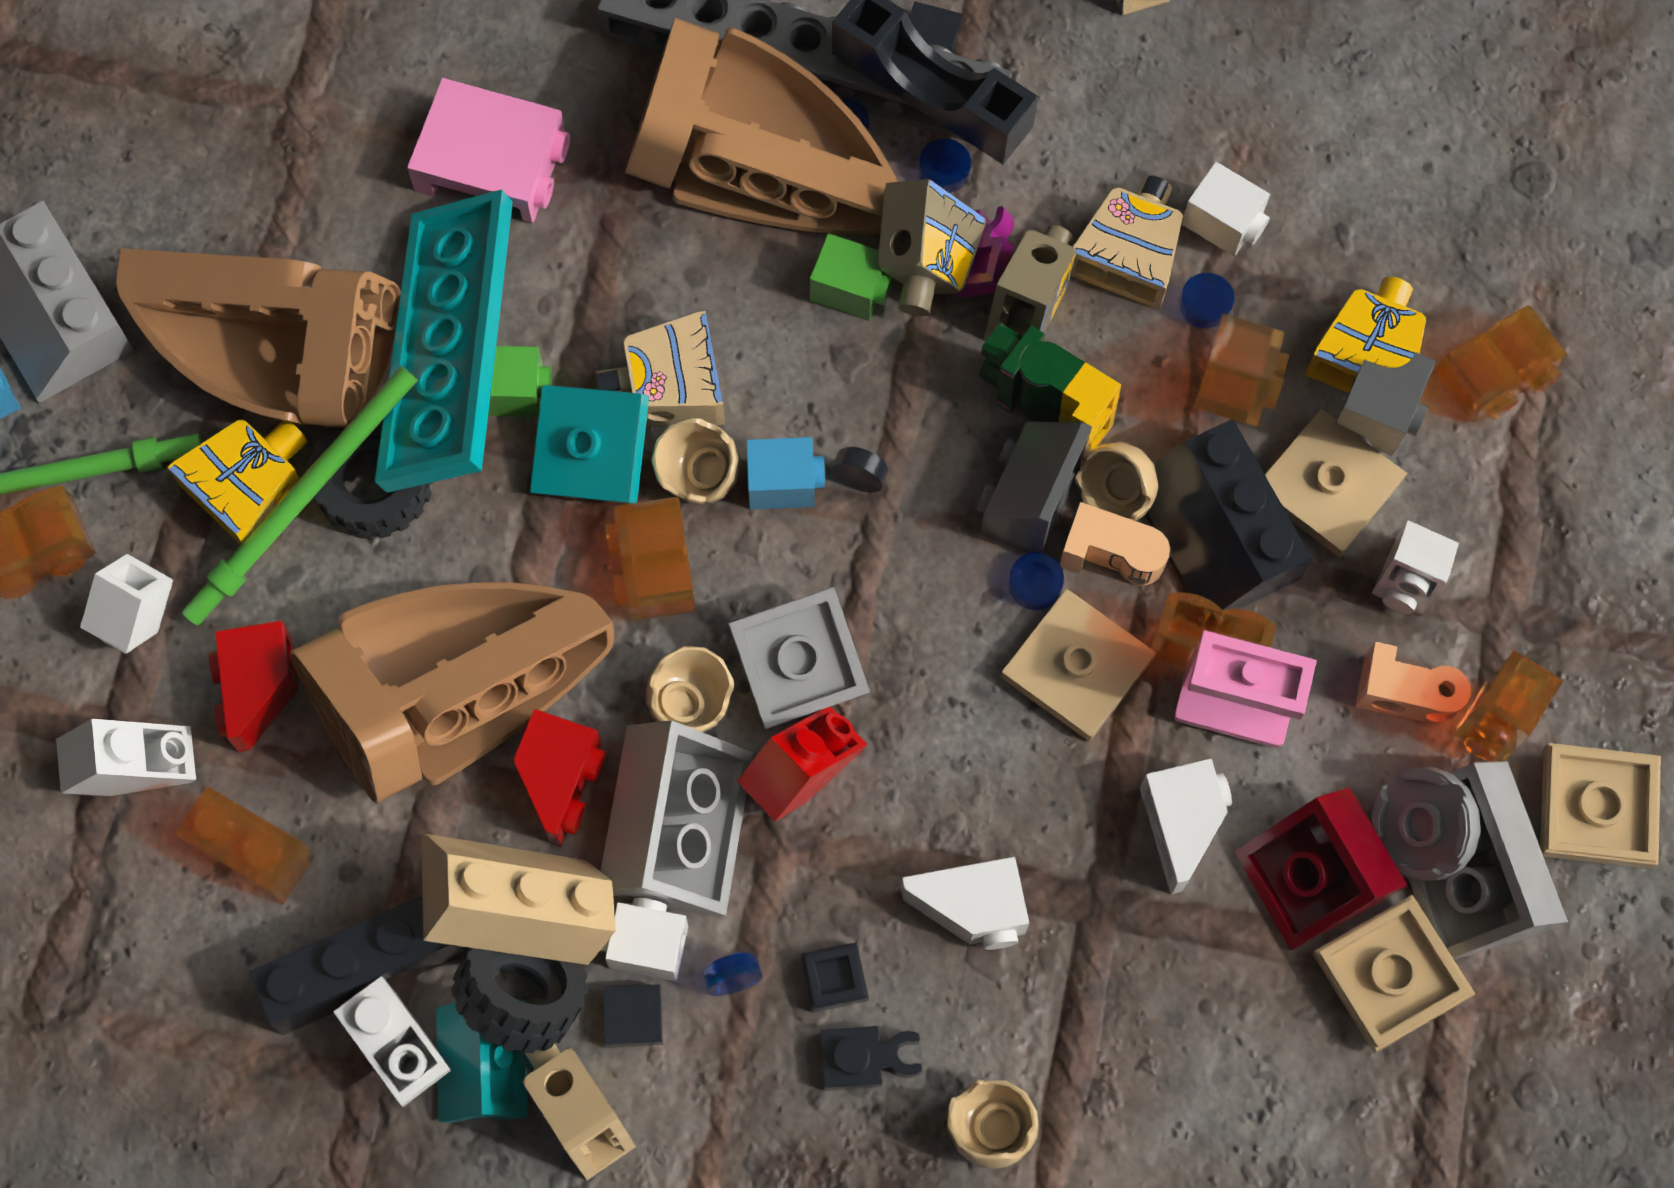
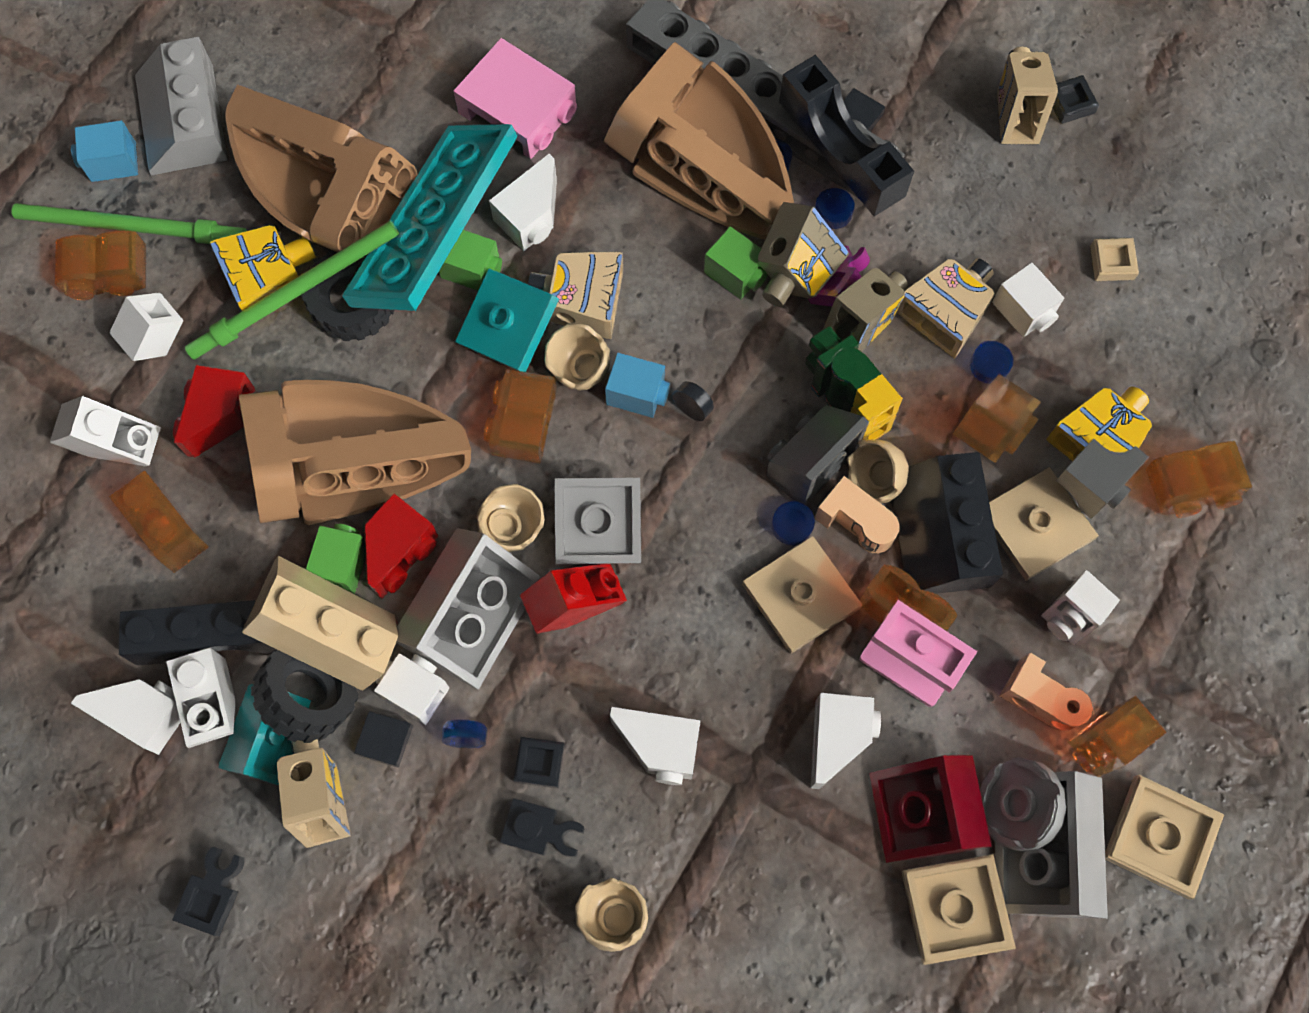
camera: 20 degrees right, 0 degrees up
(311, 1088) = (135, 711): none -> white slope
(490, 809) = (338, 556): none -> bright green brick
(557, 287) = (528, 204): none -> white slope
(1311, 121) = (1114, 259): none -> tan tile

